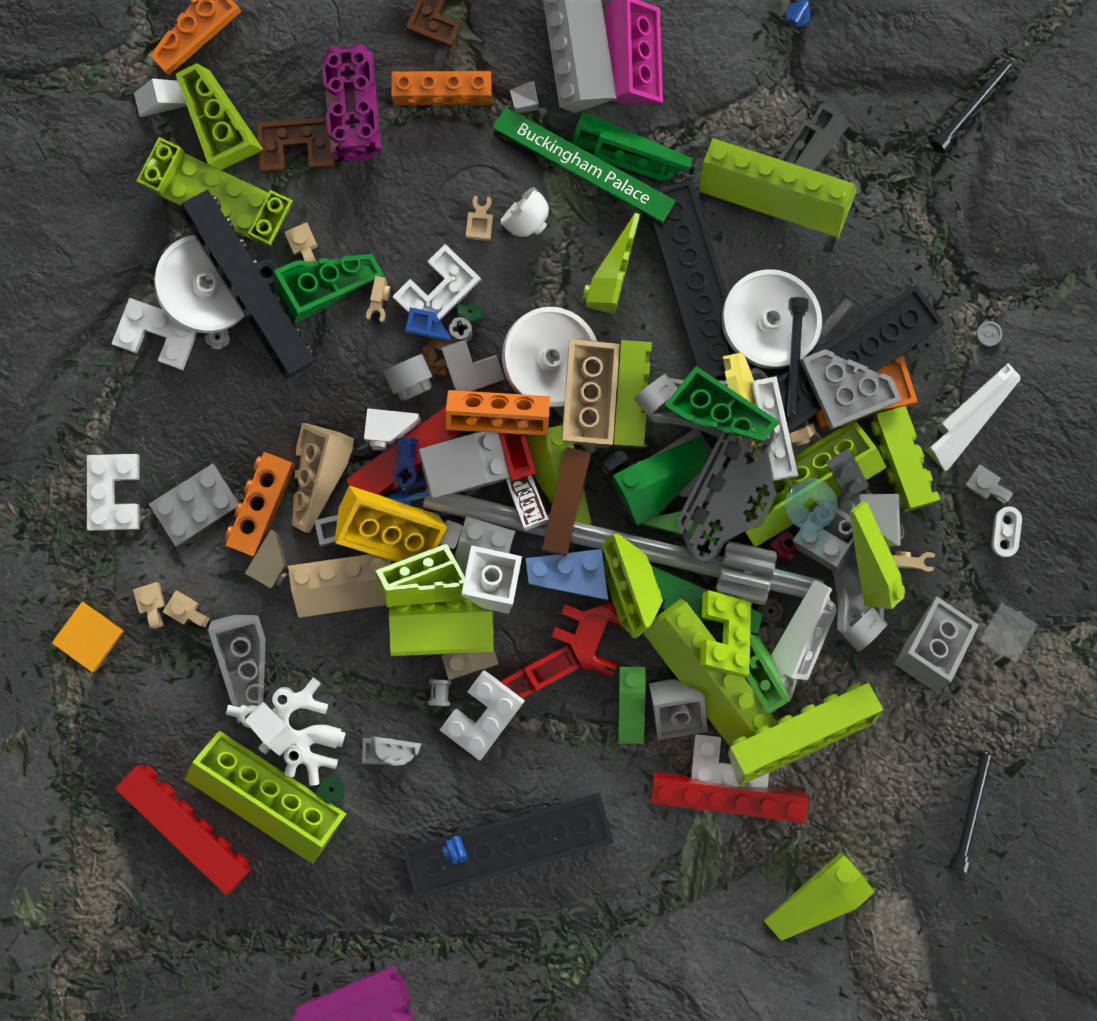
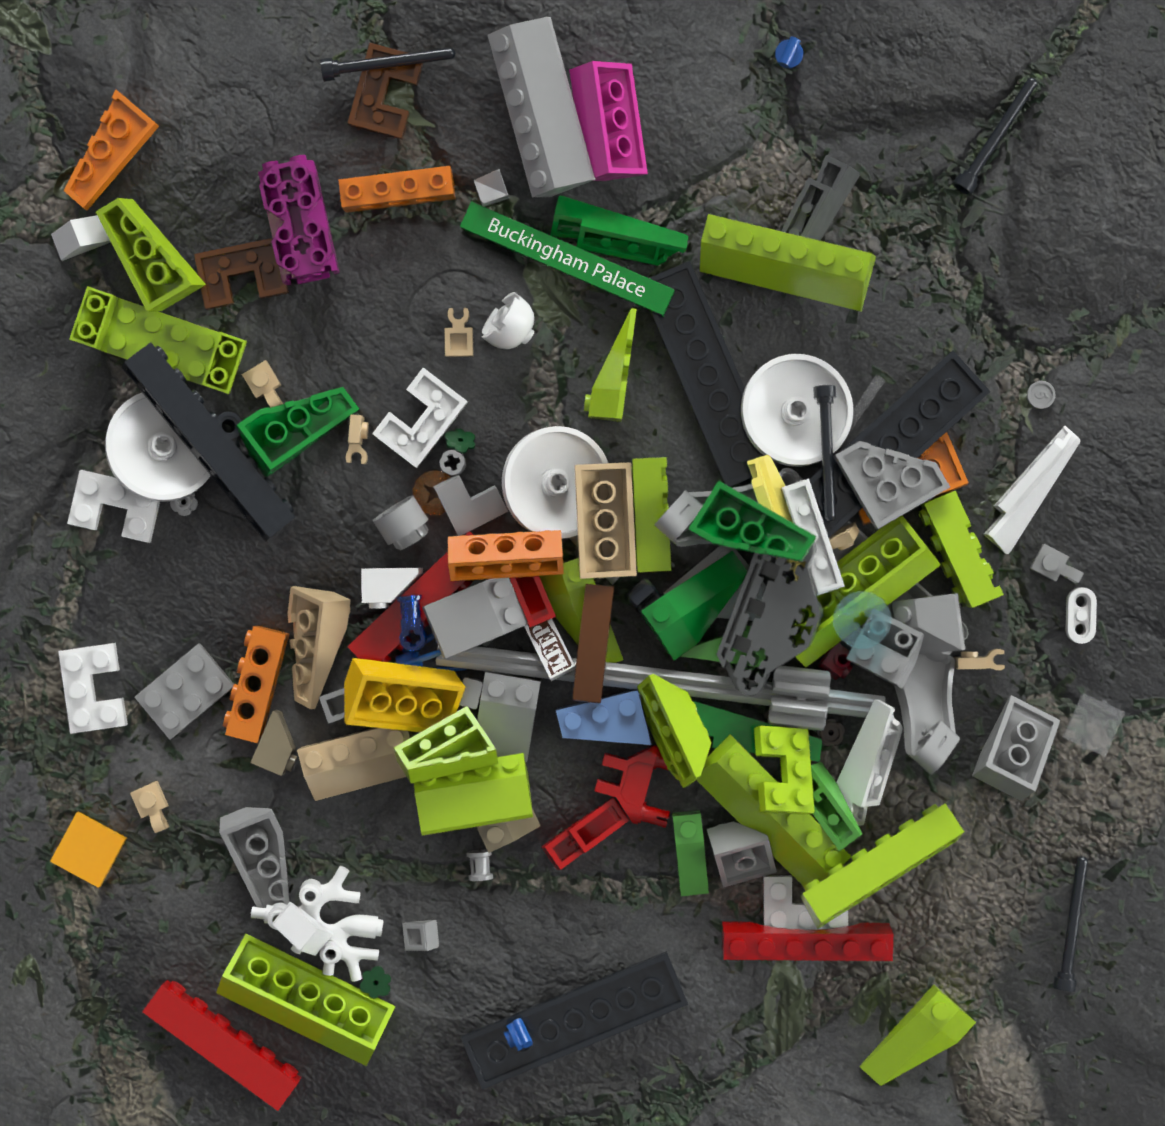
camera: 15 degrees left, 5 degrees up
(184, 609) = (189, 806): tan plate -> none
(394, 751) = (439, 935): light grey tile -> none
(426, 324) = (413, 462): blue tile -> none
(480, 736) = (549, 876): white plate -> none
(491, 579) = (521, 741): white slope -> none
(847, 474) = (898, 580): dark grey plate -> none
(877, 569) = (940, 677): lime wedge -> none

